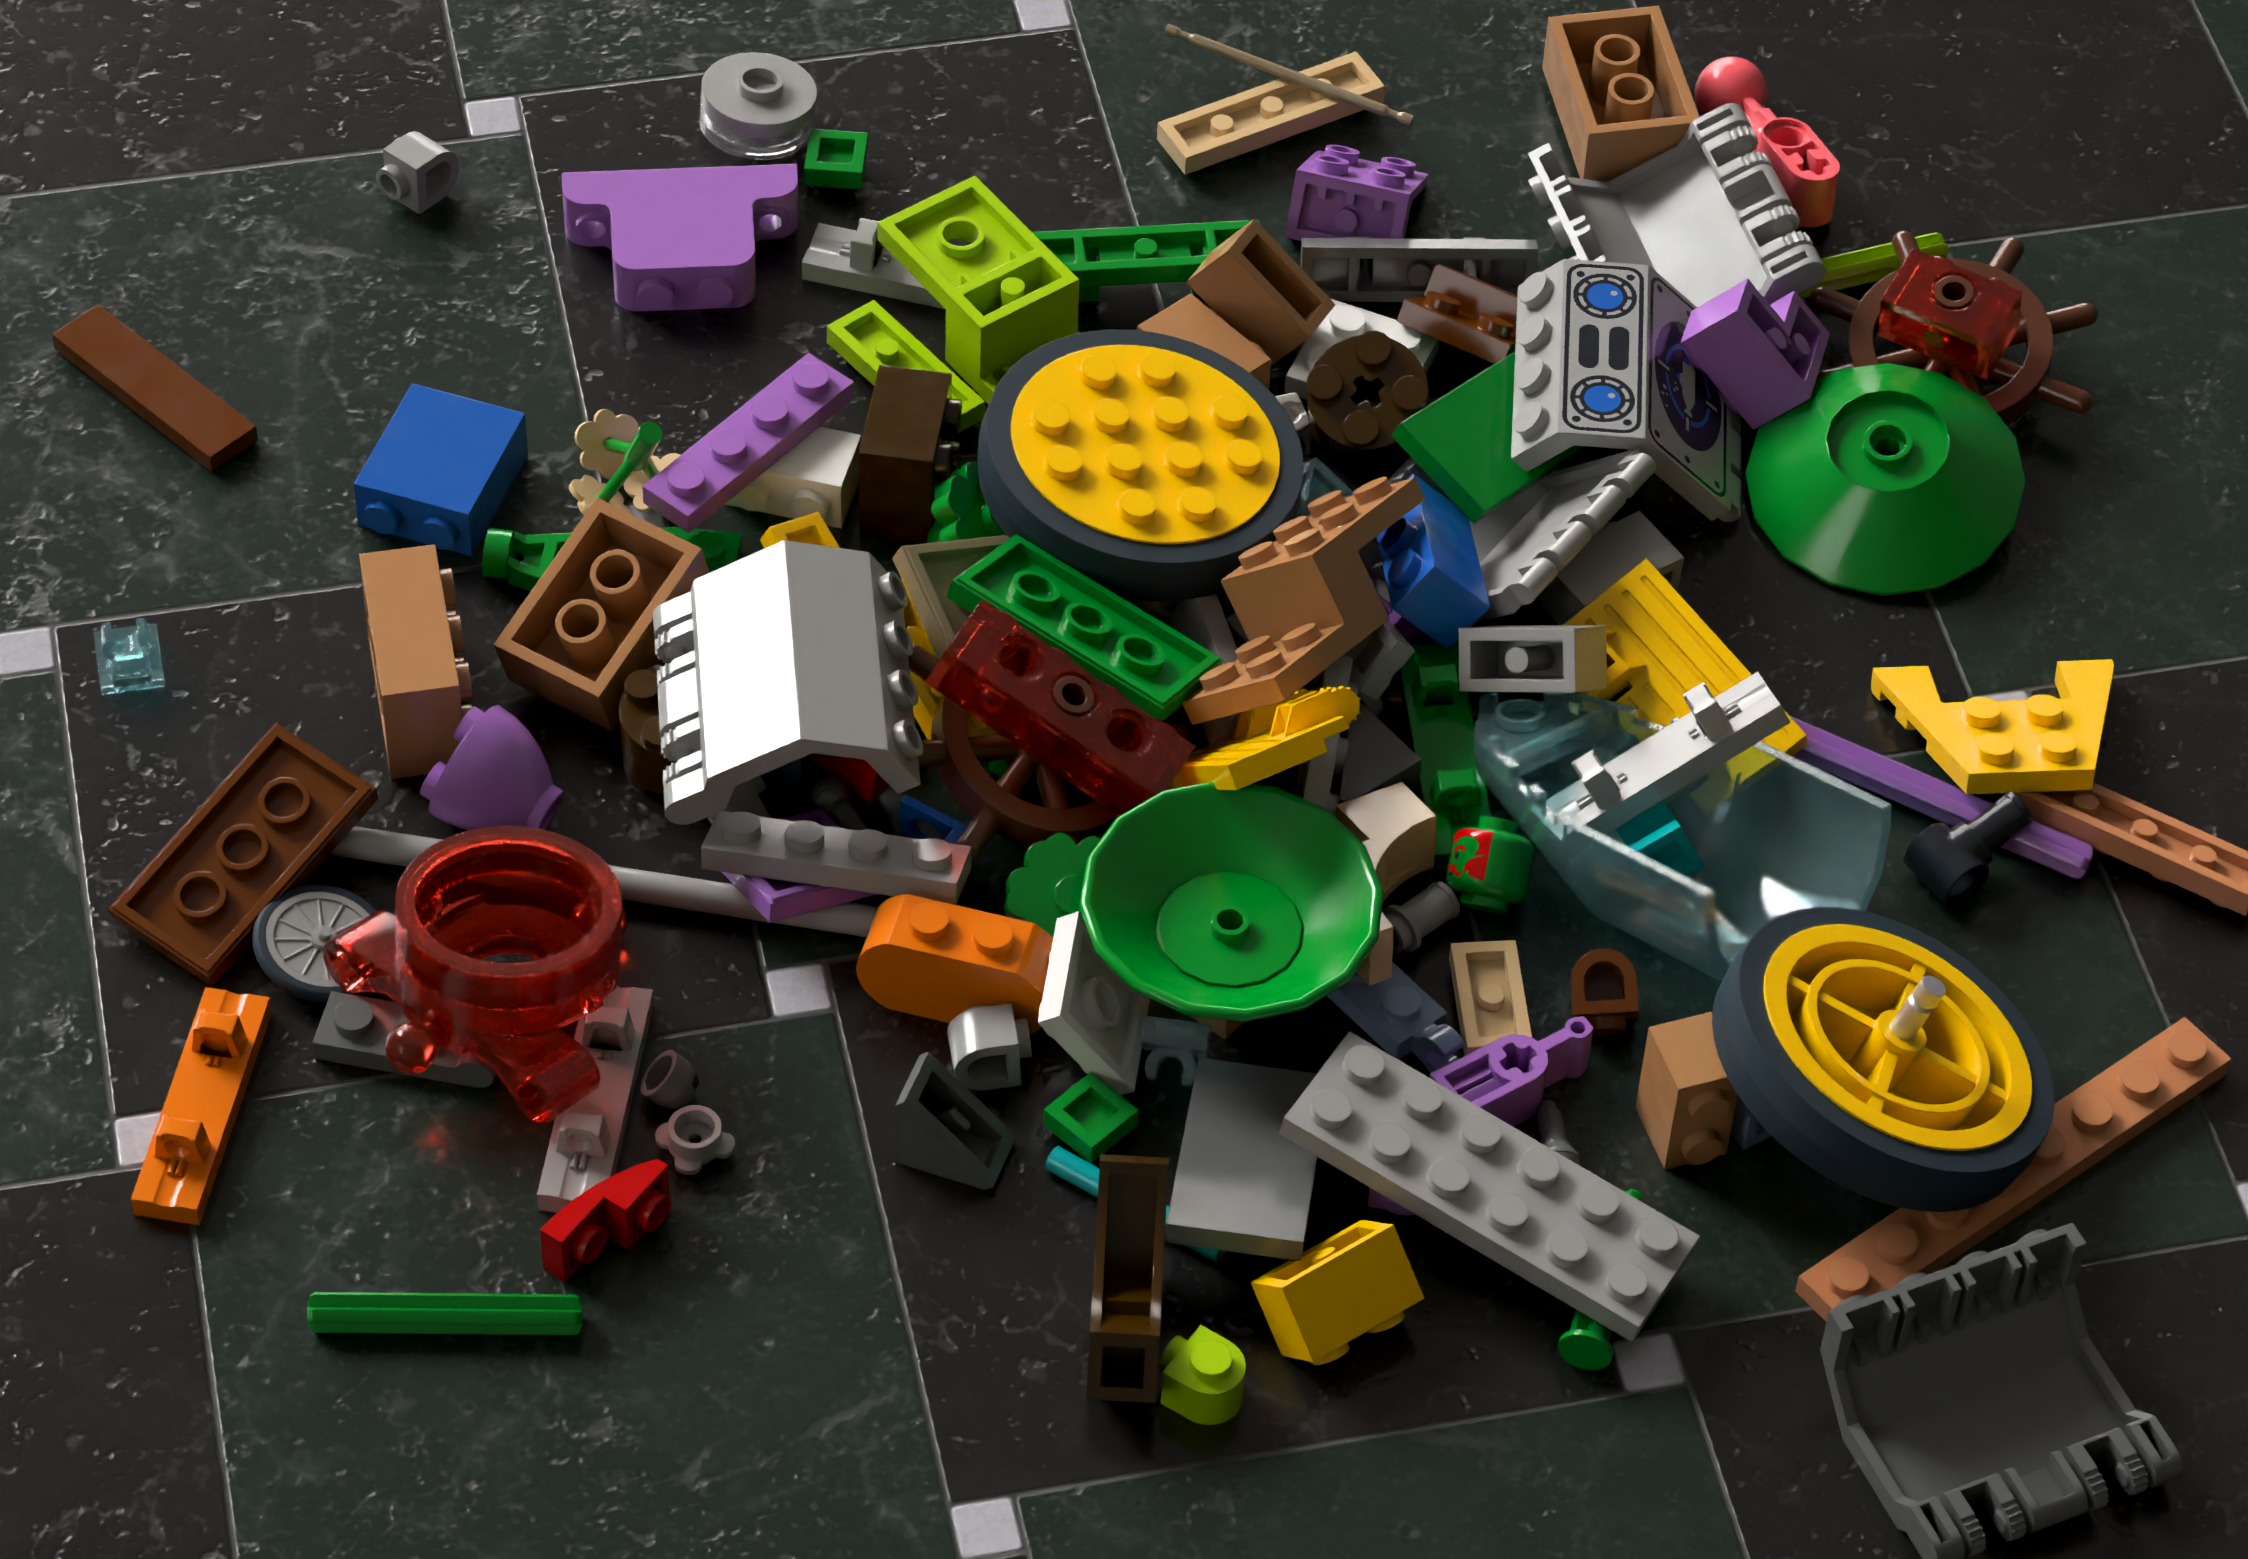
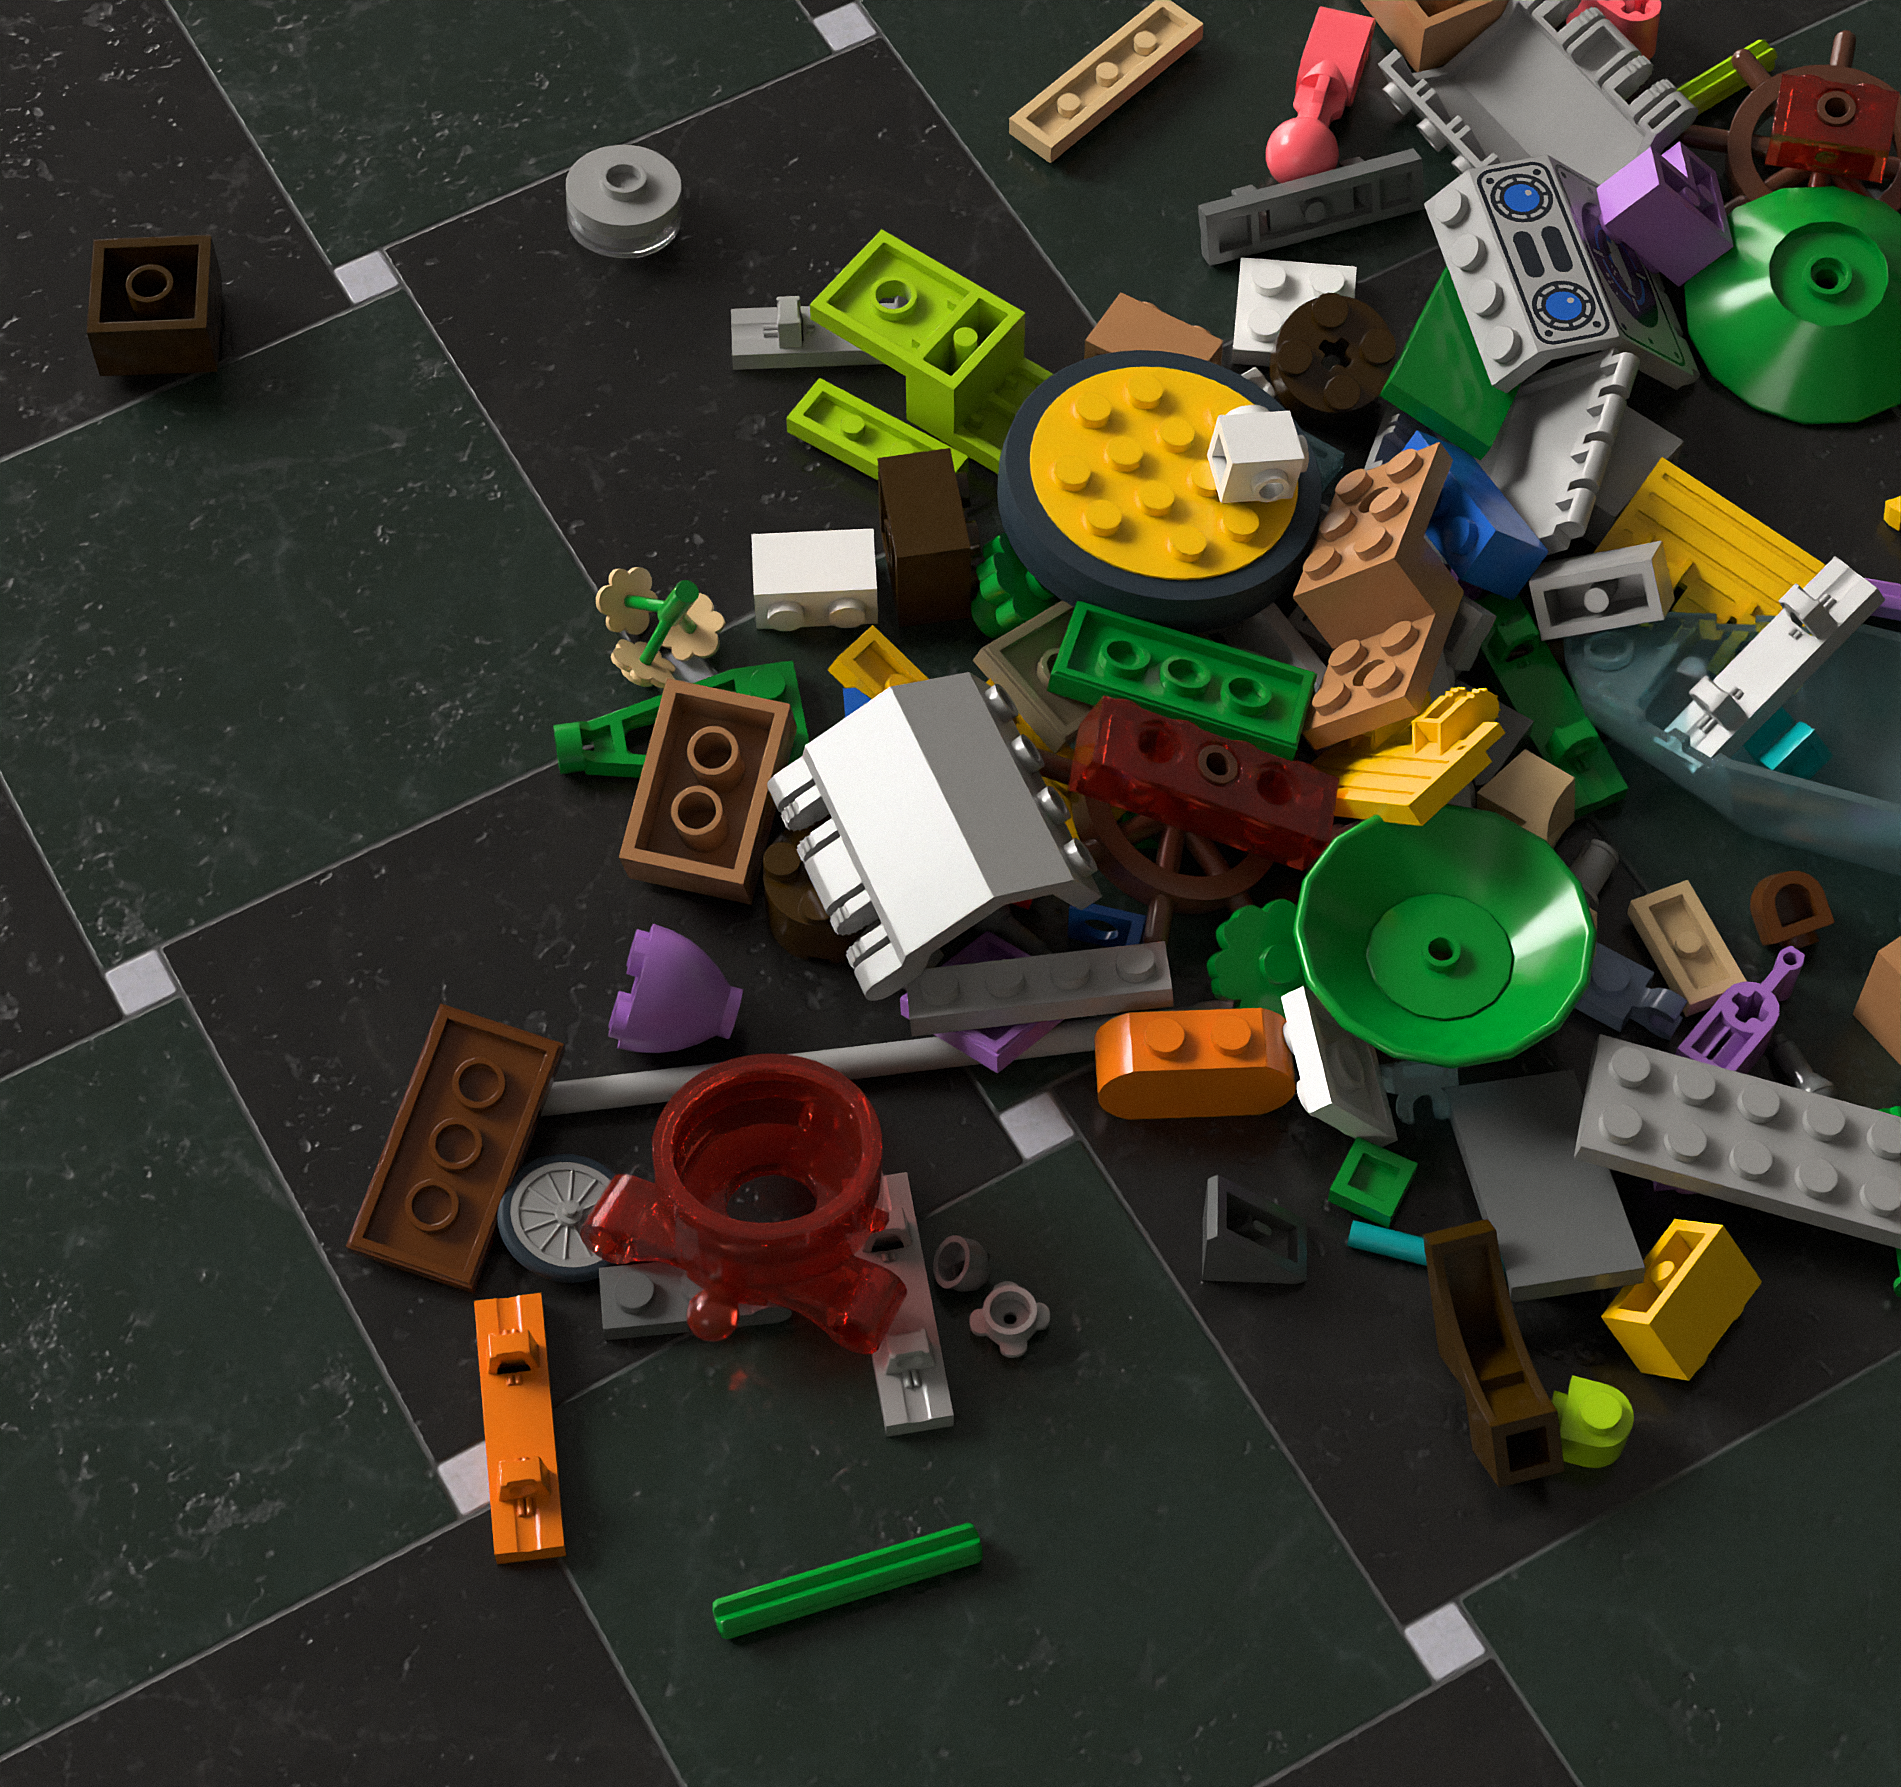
camera: 15 degrees left, 10 degrees up
(128, 657) = (250, 963): clear light blue tile -> none
(155, 387) = (157, 661): reddish brown tile -> none
(279, 85) = (154, 305): none -> dark brown brick
(414, 656) = (545, 893): medium nougat brick -> none
(417, 171) = (323, 359): light grey plate -> none
(441, 469) = (477, 674): blue brick -> none
(615, 1209) = (968, 1424): red slope -> none
(682, 231) = (605, 355): medium lavender brick -> none
(748, 442) = (772, 569): medium lavender plate -> none
(836, 159) = (720, 236): green plate -> none
(988, 1046) = (1249, 1136): light grey plate -> none
(1136, 253) = (1074, 255): green hinge -> none
(1233, 444) = (1256, 455): none -> white brick
(1261, 291) = (1187, 273): medium nougat brick -> none
(1290, 75) = (1112, 36): dark tan piece -> none
(1352, 196) = (1219, 146): medium lavender bracket -> none
(1464, 314) = (1380, 242): reddish brown bracket -> none
(1485, 161) = (1324, 86): none -> coral beam
(1490, 865) = (1635, 810): green head -> none

